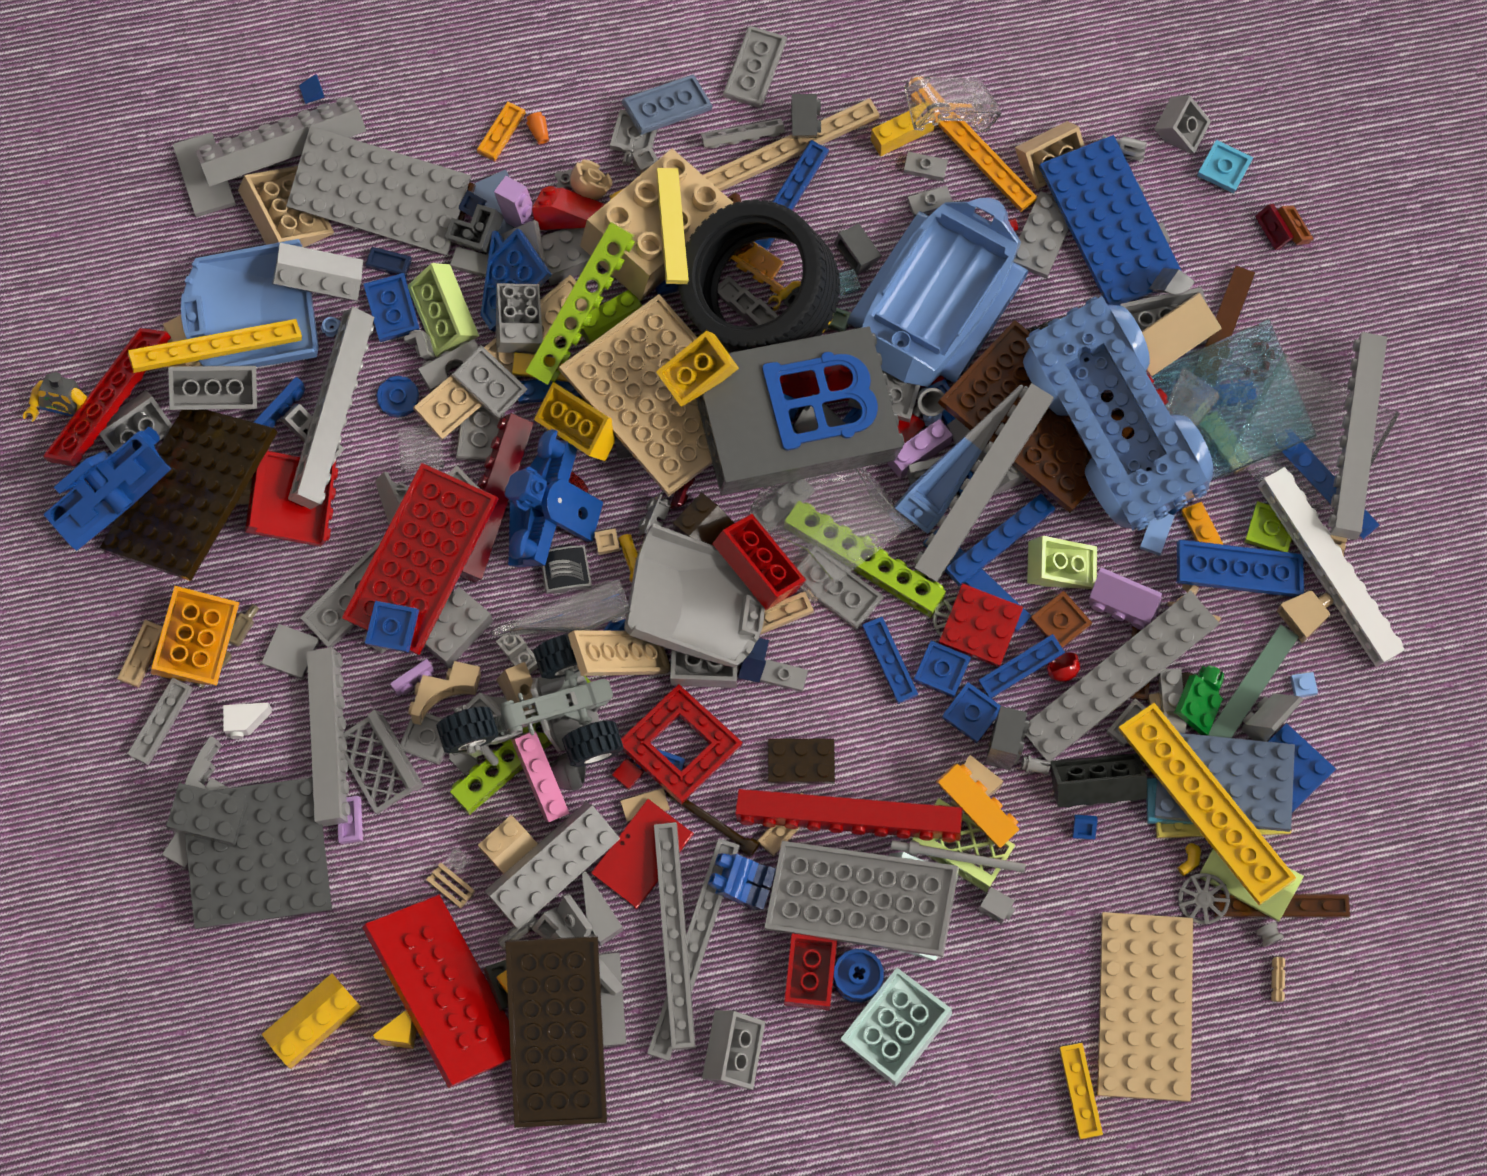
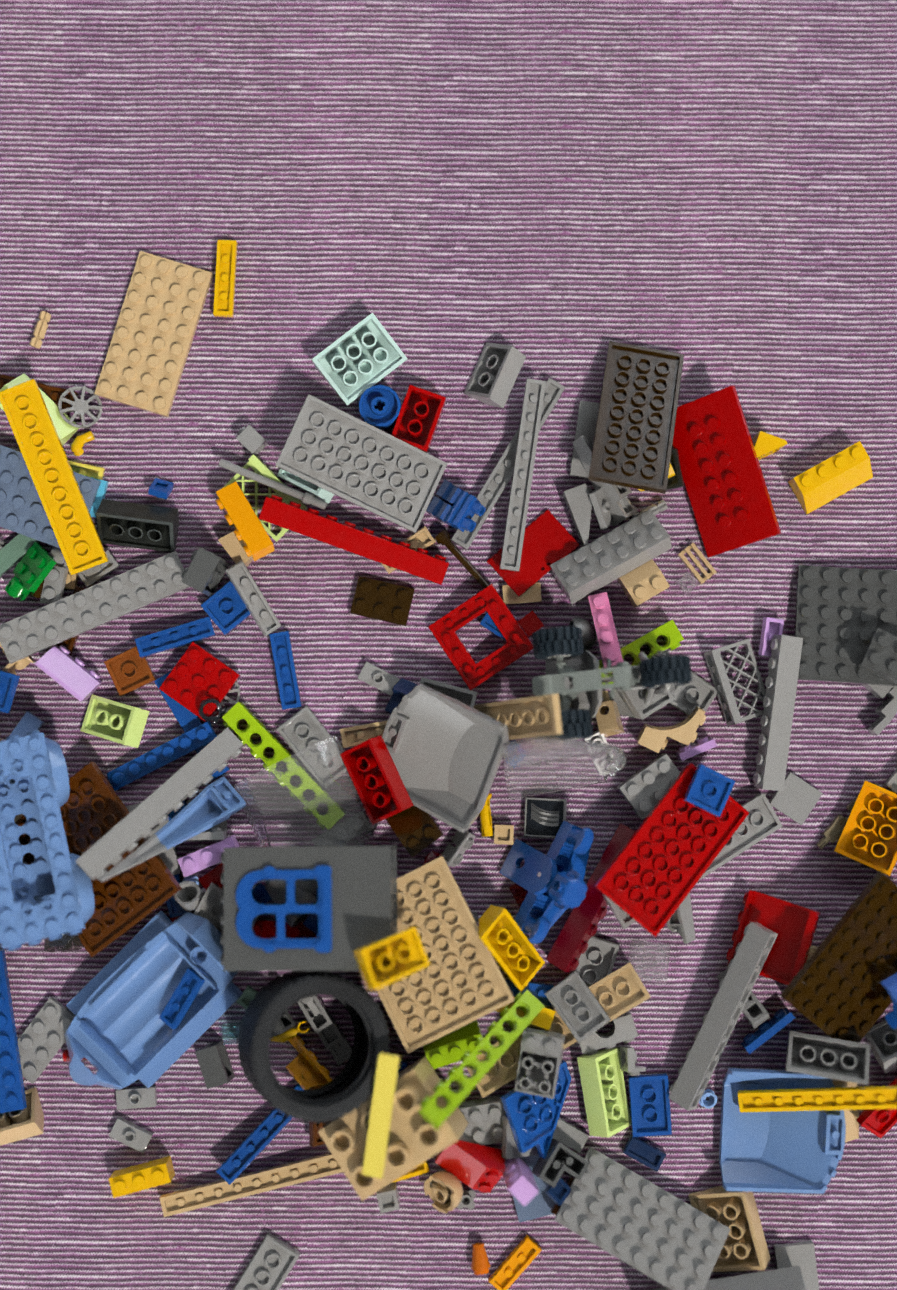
camera: 170 degrees left, 15 degrees up
(244, 718) = (846, 745): white slope -> none
(318, 272) = (712, 1153): light grey slope -> none
(397, 396) = (660, 1016): blue tile -> none
(628, 139) = (391, 1233): light grey plate -> none
(667, 104) = (355, 1255): sand blue tile -> none
(735, 134) = (284, 1208): light grey plate -> none
(804, 115) = (229, 1210): dark grey brick -> none
(907, 297) = (182, 998): none -> blue plate
(942, 669) = (243, 652): blue plate -> none
(946, 726) = (253, 598): none -> light grey tile
(950, 100) = (89, 1193): clear windscreen -> none
(952, 590) = (221, 709): none -> black piece
(989, 163) = (80, 1142): light orange plate -> none
(1035, 765) = (185, 549): light grey pin -> none
(1064, 667) = (138, 626): red hair -> none
(1269, 934) = (35, 365): light grey wheel -> none

